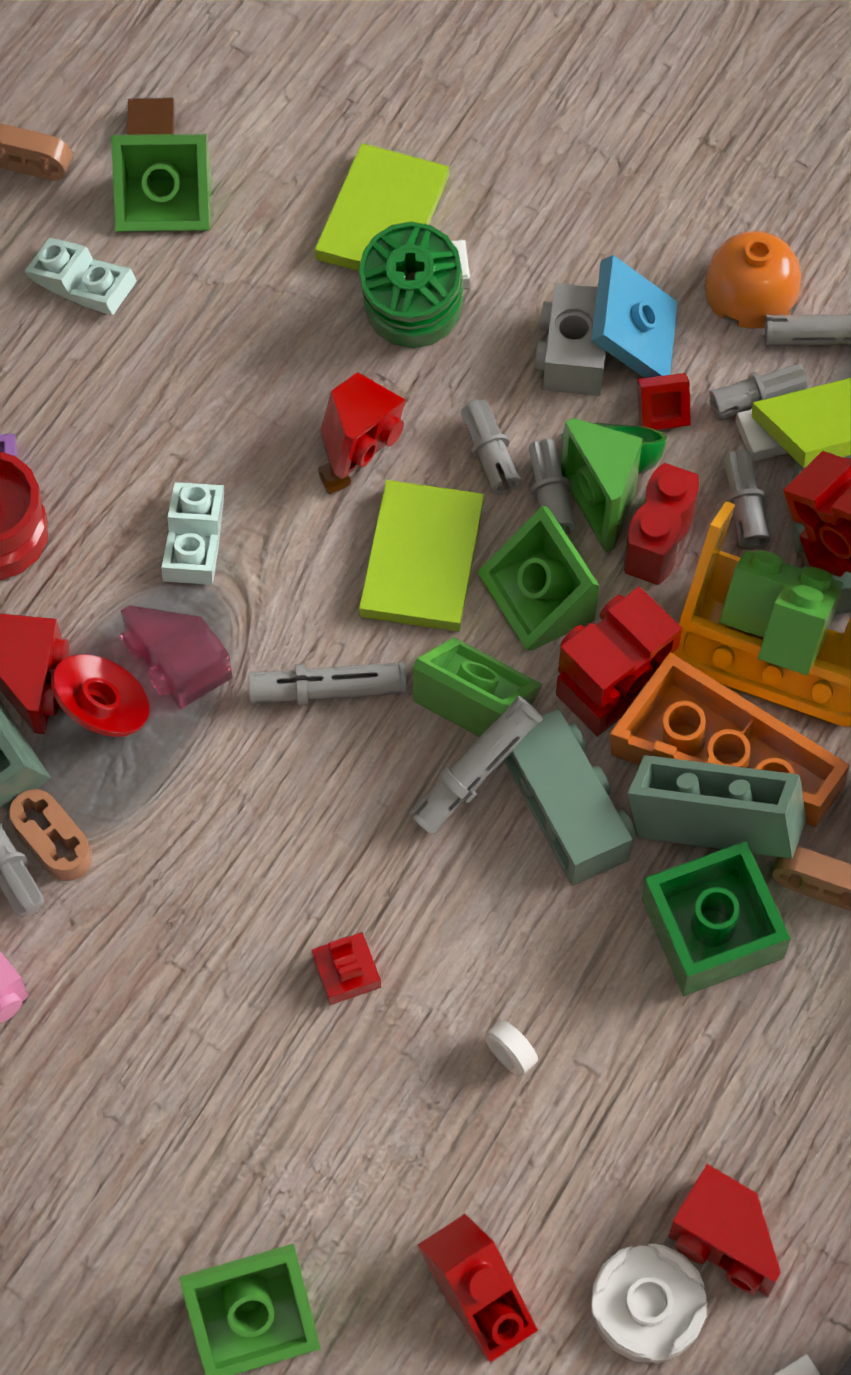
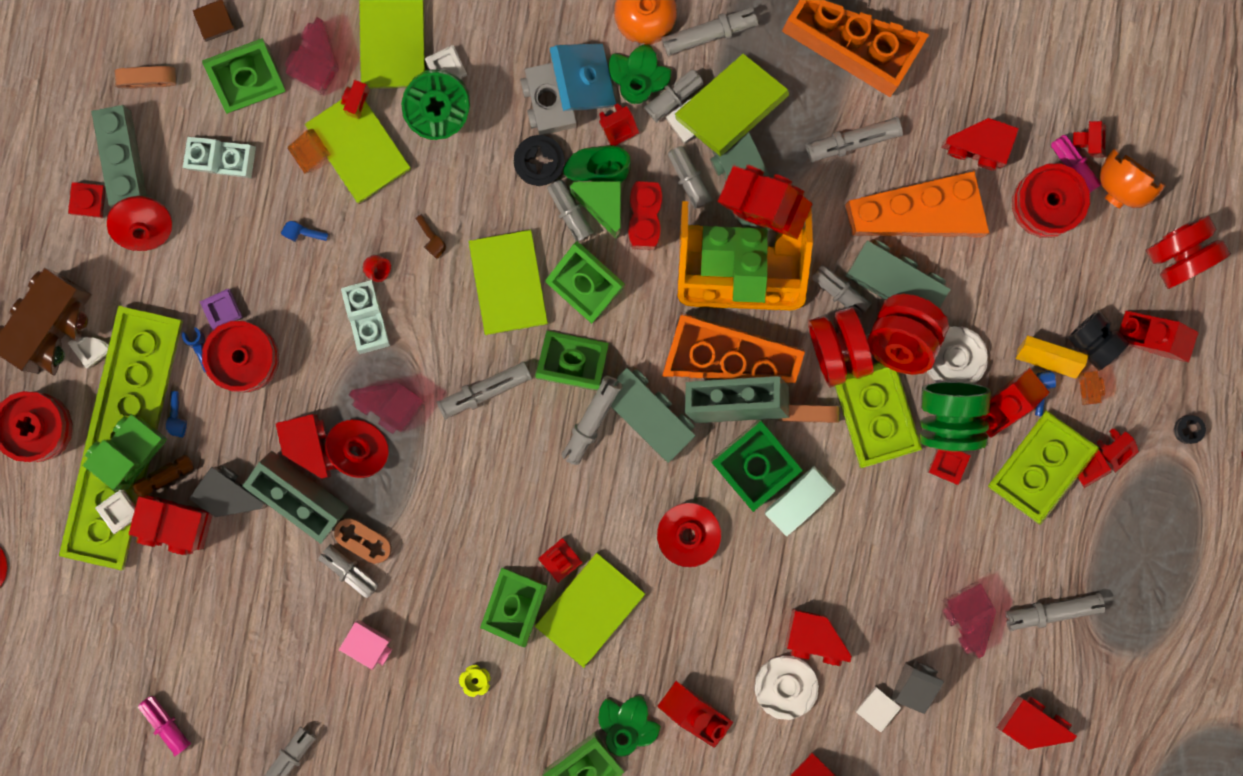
camera: 25 degrees left, 25 degrees up
(125, 1093) = (481, 687): none -> neon yellow plate
(142, 390) = (293, 230): none -> blue hand
(207, 301) = (308, 151): none -> clear orange tile
(242, 470) = (376, 268): none -> red hinge
(248, 1012) = (514, 606): none -> bright green slope
(263, 199) = (315, 60): none -> clear pink slope
(279, 321) = (359, 150): none -> lime tile
(302, 250) = (355, 98): none -> red plate
(360, 422) = (436, 213): red slope -> none
(361, 1262) = (627, 720): none -> green plate
(364, 1061) = (590, 610): none -> lime tile
(490, 446) = (522, 194): light grey axle -> none
(511, 1047) = (667, 577): white tile -> none
(518, 399) = (550, 150): none -> black gear
(573, 970) = (692, 552): none -> red dish
(612, 661) = (650, 324): red brick -> none
(715, 353) = (638, 69): none -> green plate
(769, 1004) = (800, 501): none -> light aqua slope

